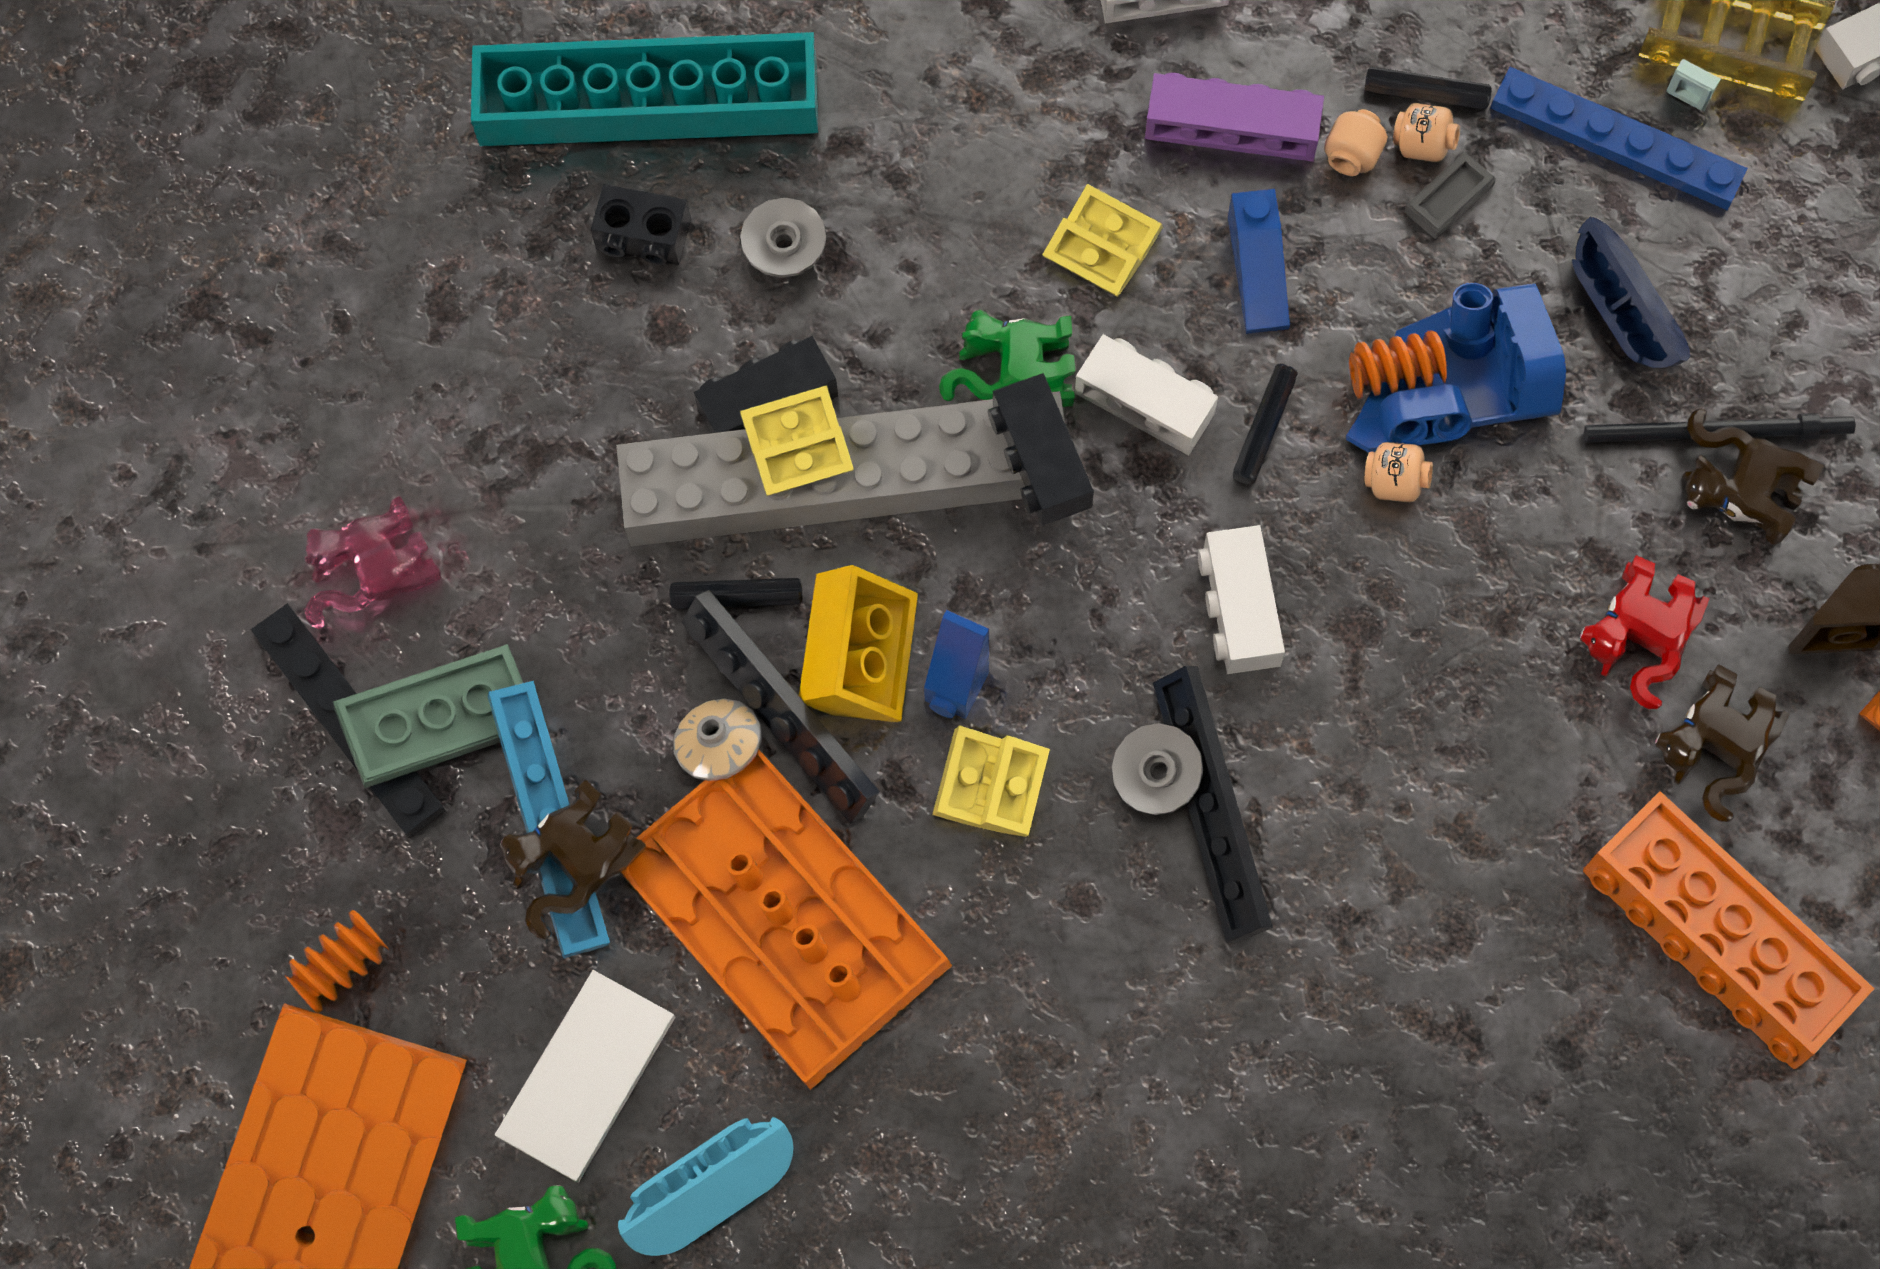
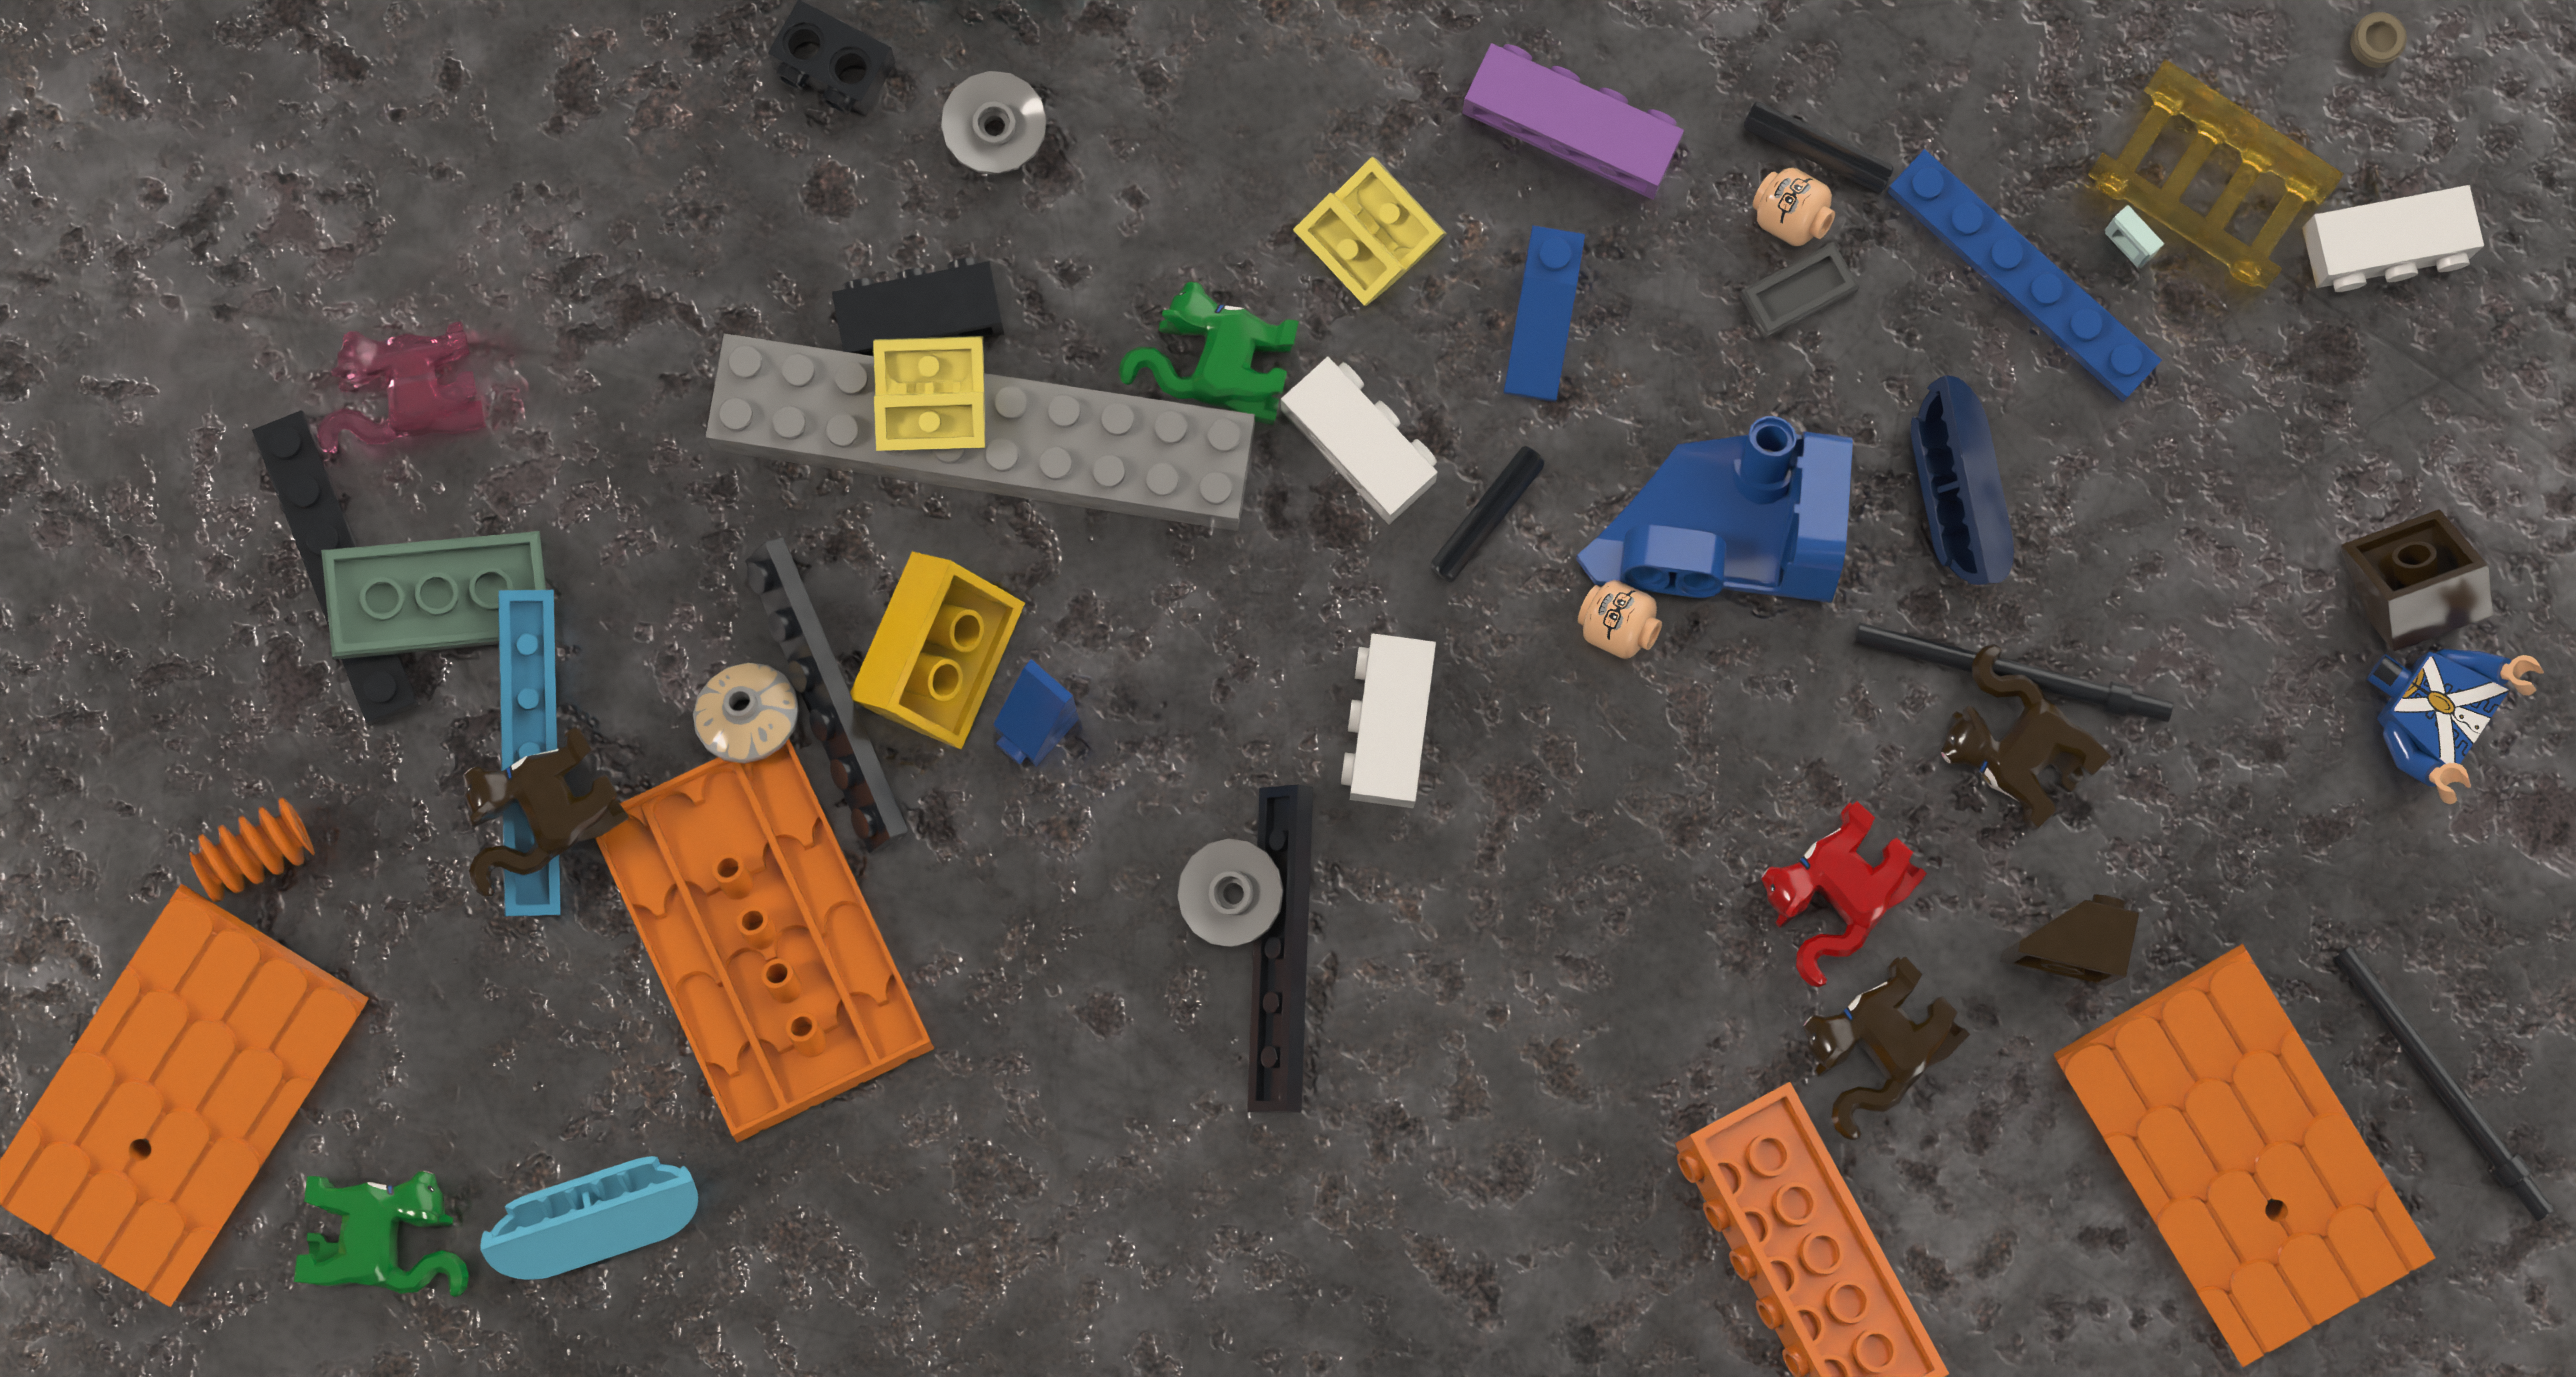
camera: 10 degrees right, 10 degrees up
(585, 1076) = (493, 1056): white tile -> none
(739, 592) = (818, 544): black axle -> none
(991, 782) = (1041, 850): light yellow slope -> none
(1040, 450) = (1204, 487): black brick -> none
(1355, 142) = (1706, 195): light nougat head -> none
(1397, 362) = (1659, 489): orange piece -> none

